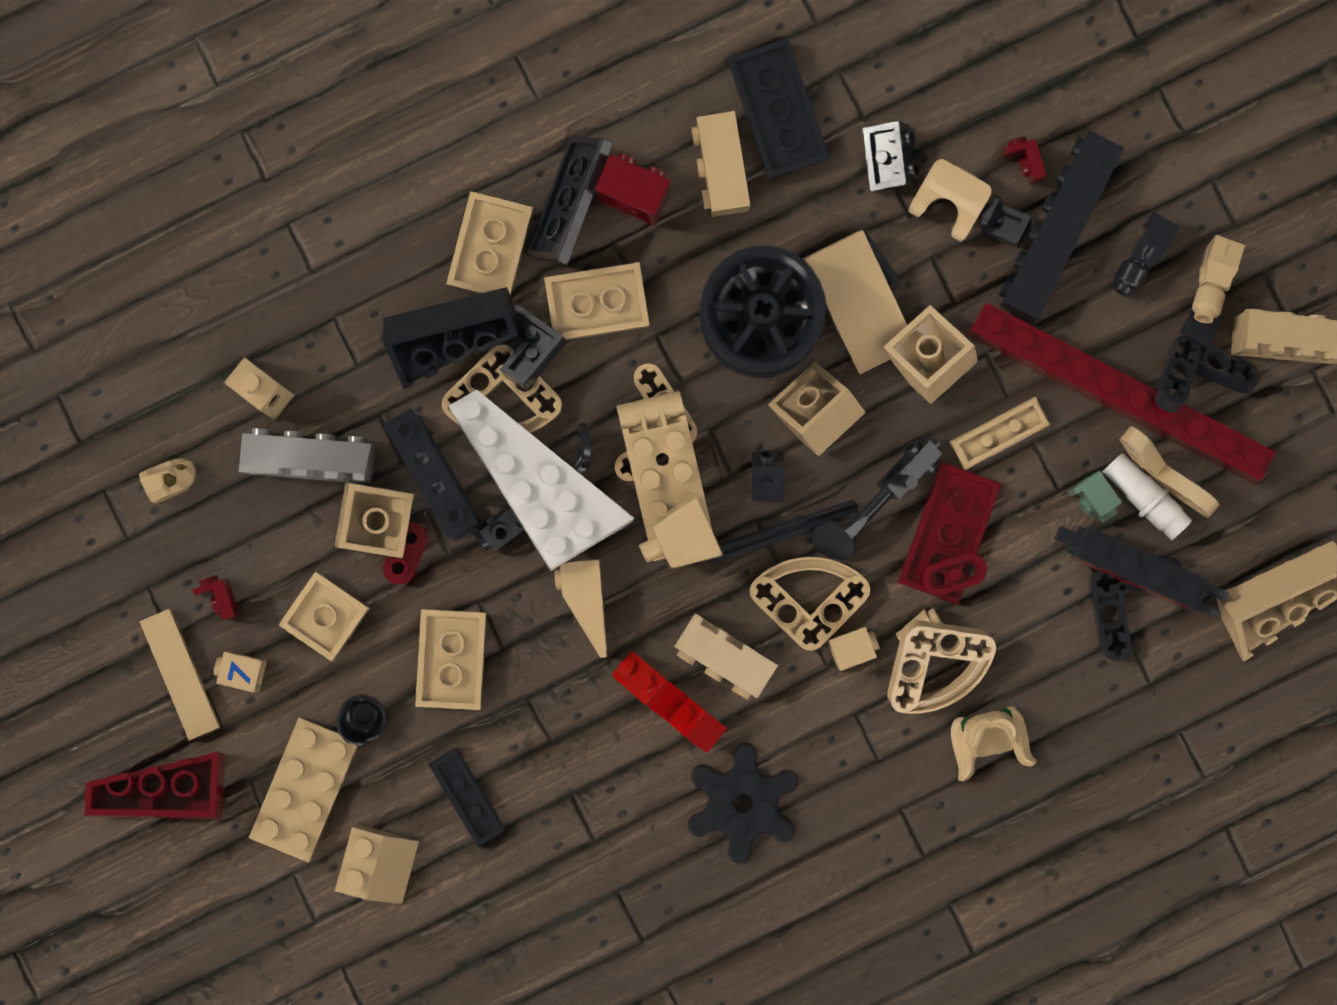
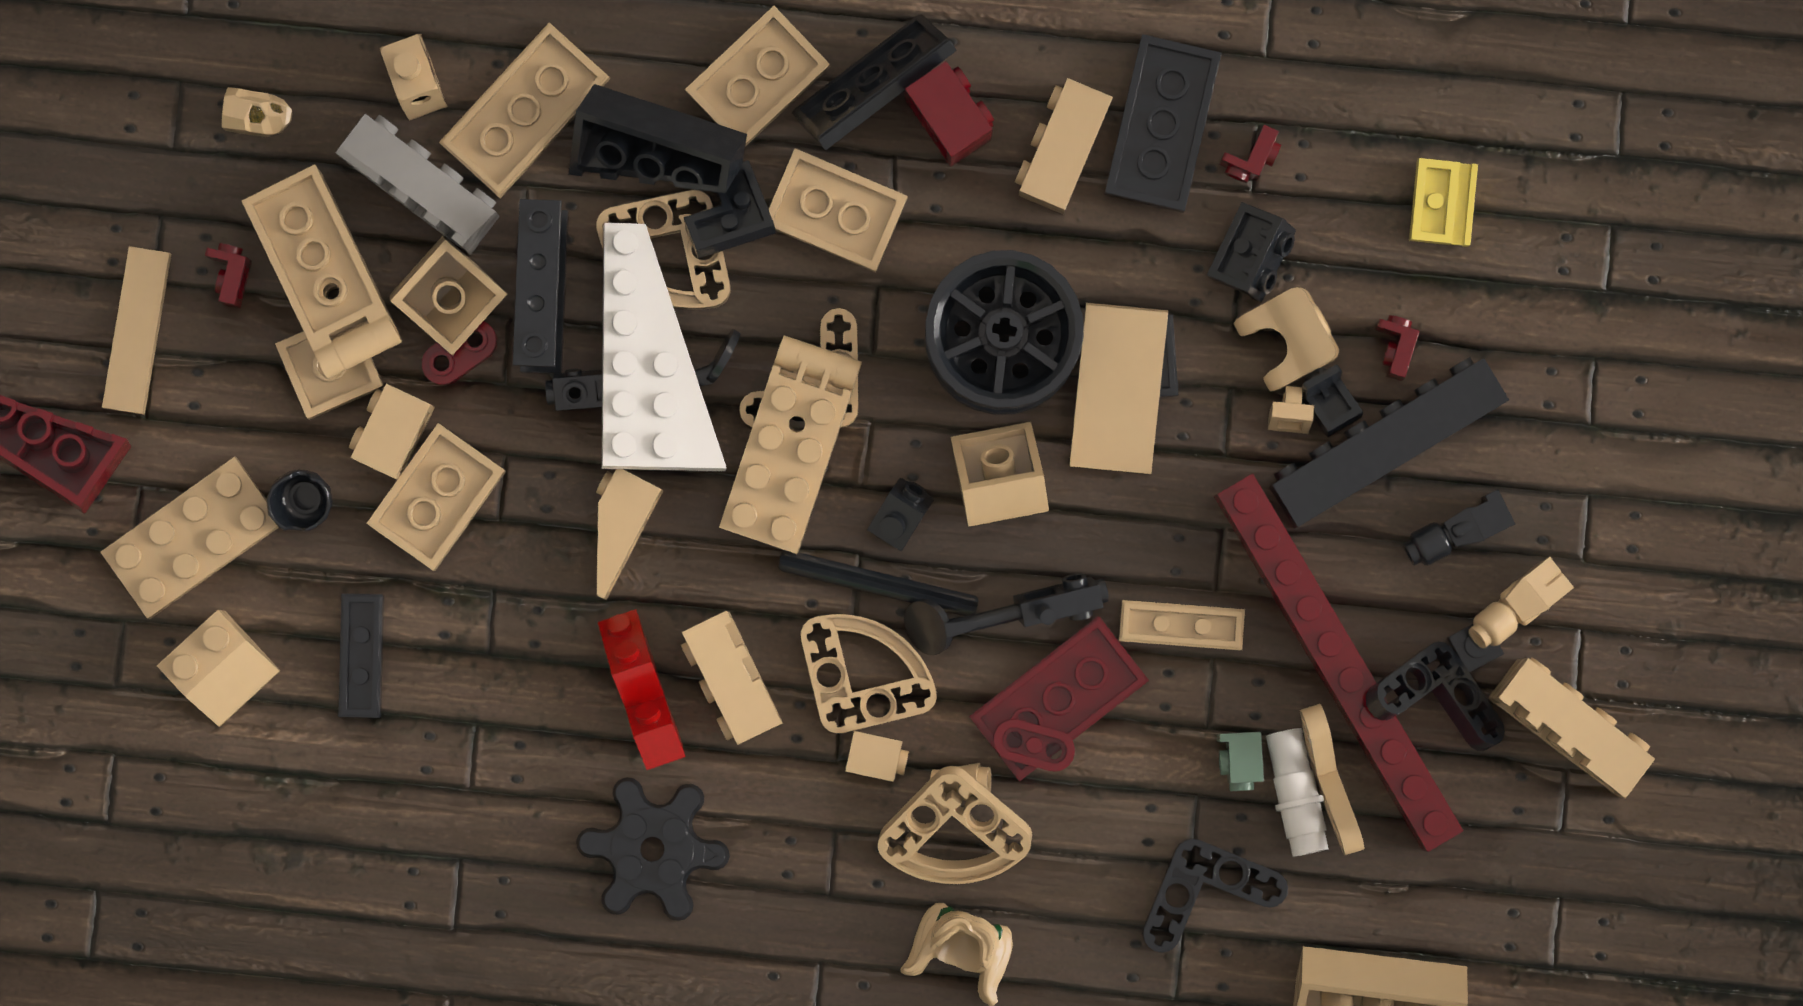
camera: 30 degrees right, 0 degrees up
(240, 671) = (202, 368): tan brick -> none
(269, 548) = (312, 257): none -> tan hinge
(347, 365) = (523, 110): none -> tan tile
(393, 634) = (391, 431): none -> tan brick
(682, 536) = (765, 519): tan torso -> none
(856, 87) = (1263, 152): none -> dark red bracket
(931, 354) = (1159, 492): tan slope -> none
(984, 247) = (1290, 413): none -> tan tile
(996, 45) = (1443, 202): none -> light yellow plate
(1140, 569) = (1236, 864): black hinge -> none

